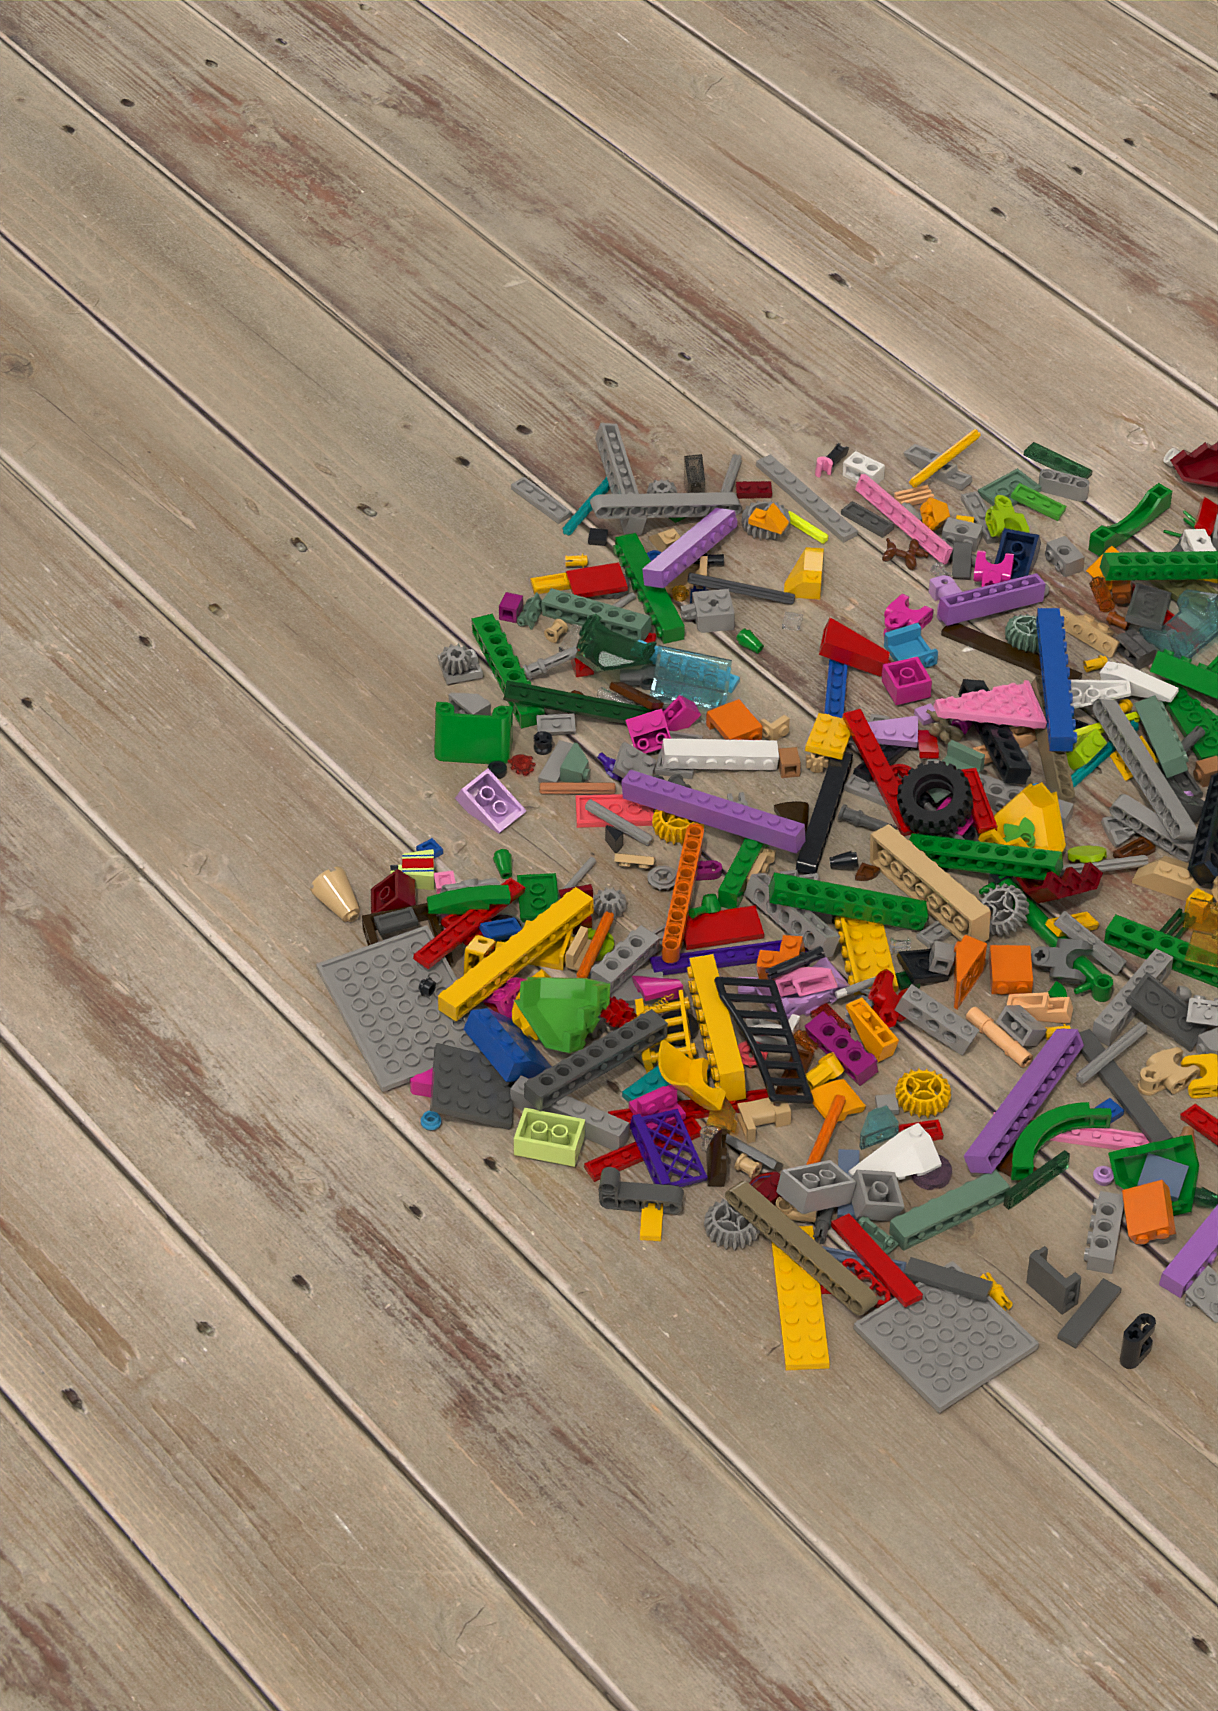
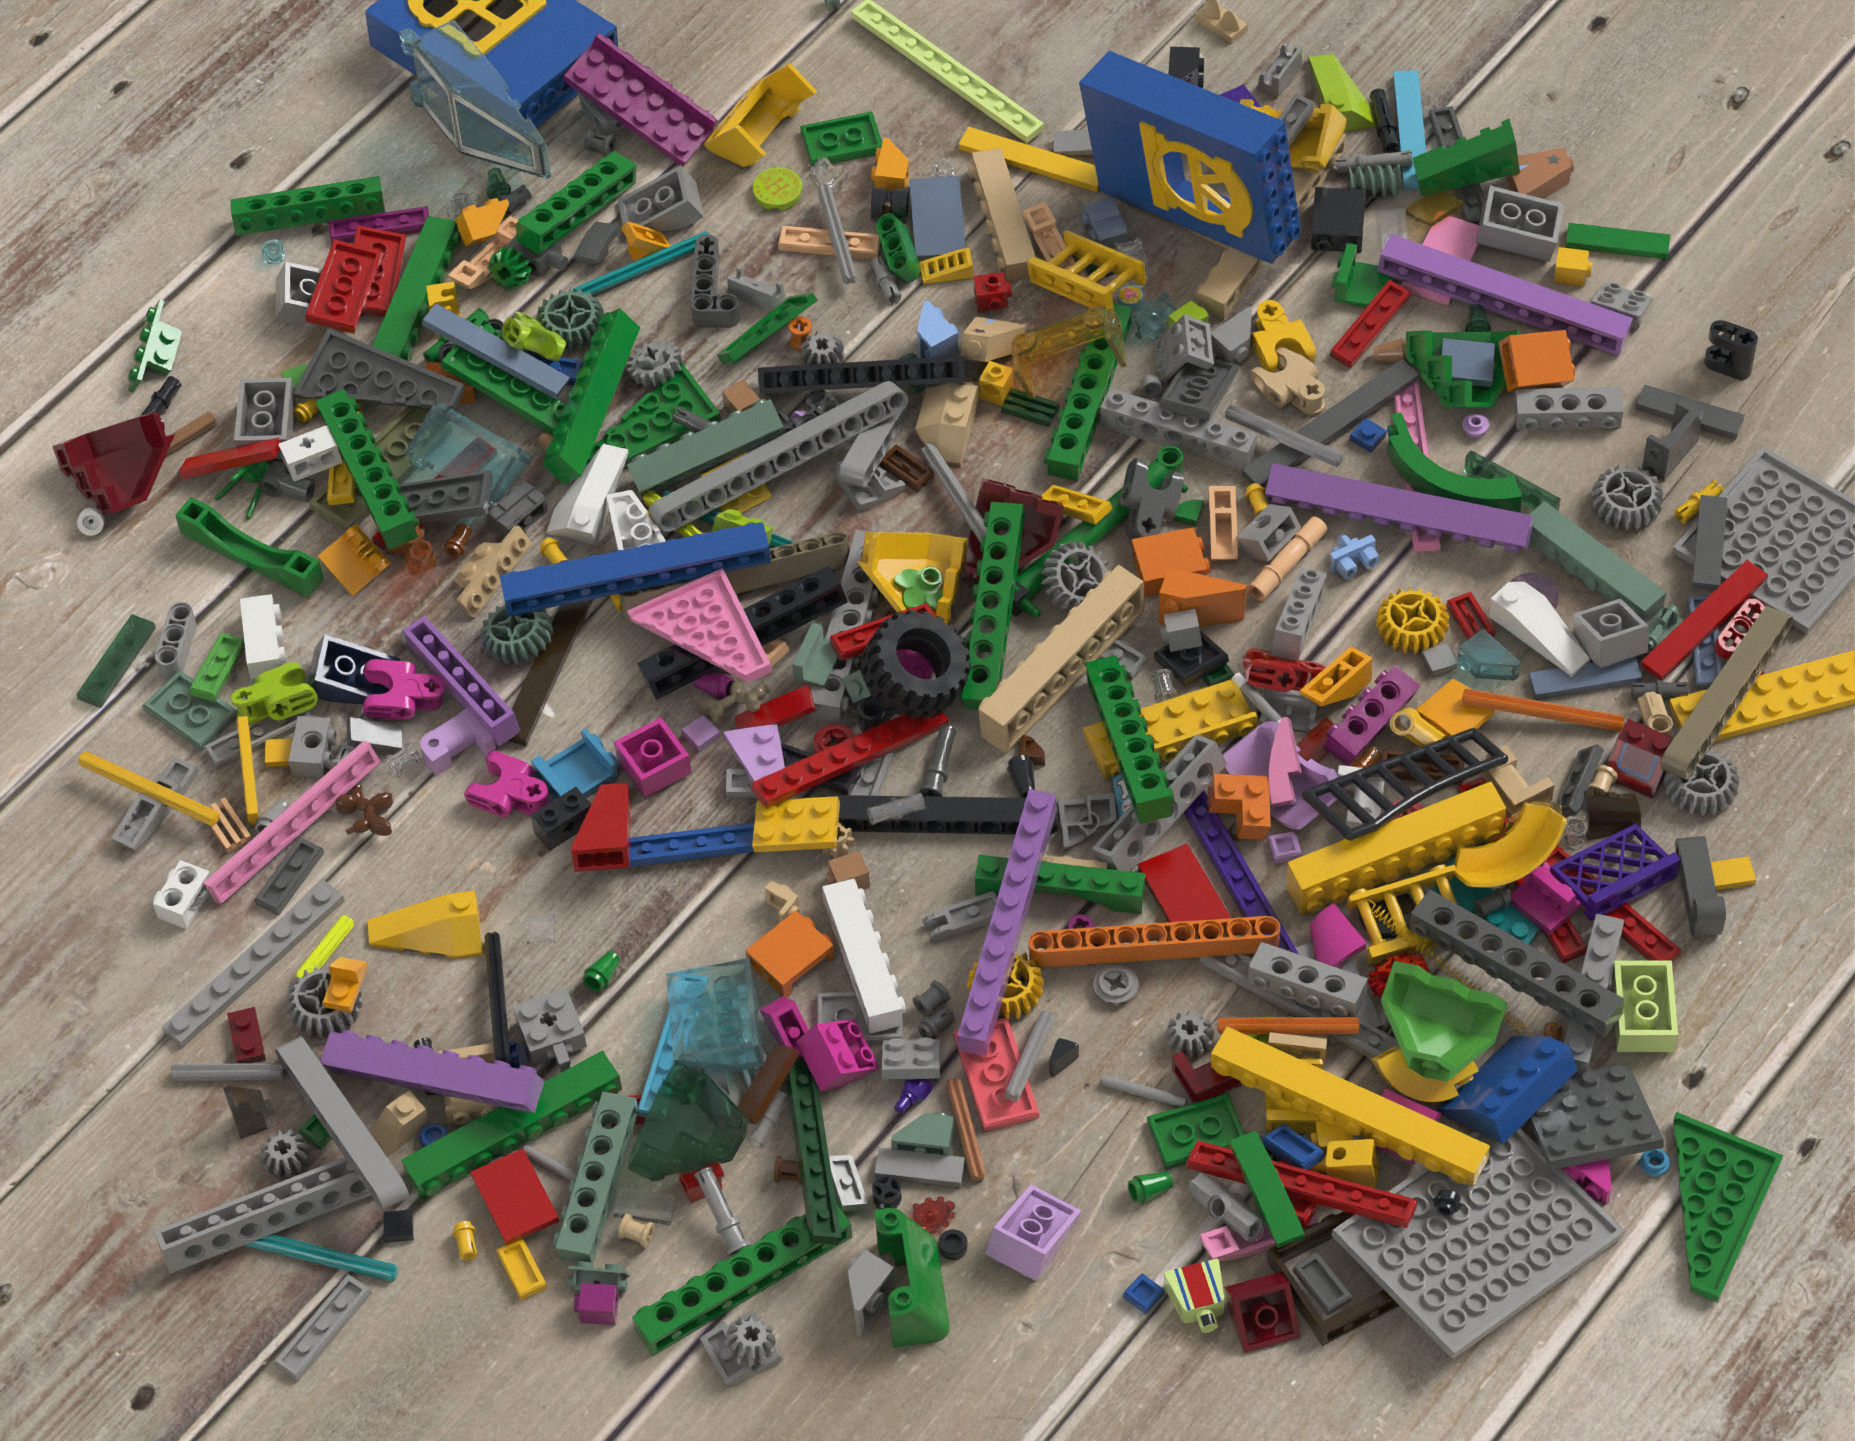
camera: 100 degrees left, 10 degrees up
(336, 893) = (1285, 1382): tan cone -> none
(393, 1150) = (1720, 1195): none -> green wing
(627, 859) = (1094, 1022): tan plate -> none
(659, 1080) = (1498, 899): none -> dark grey pin
(709, 905) = (1161, 914): green bar -> none
(794, 811) = (956, 850): dark brown slope -> none
(803, 959) = (1259, 762): black pin -> none
(816, 1186) = (1634, 685): light grey brick -> none
(825, 781) = (896, 808): none -> clear pin
(826, 463) = (178, 944): piece -> none
(870, 629) = (560, 818): none -> black brick
(934, 513) = (284, 780): light orange slope -> none
(955, 502) = (248, 770): none -> yellow tile
(994, 1072) = (1352, 552): none -> light blue hips
(1007, 1246) = (1630, 491): none -> light grey gear
(1058, 522) = (262, 634): none -> white brick
(1064, 556) = (337, 615): light grey brick -> none
(1087, 853) = (938, 508): lime tile -> none
(1100, 950) = (1107, 478): light grey tile -> none

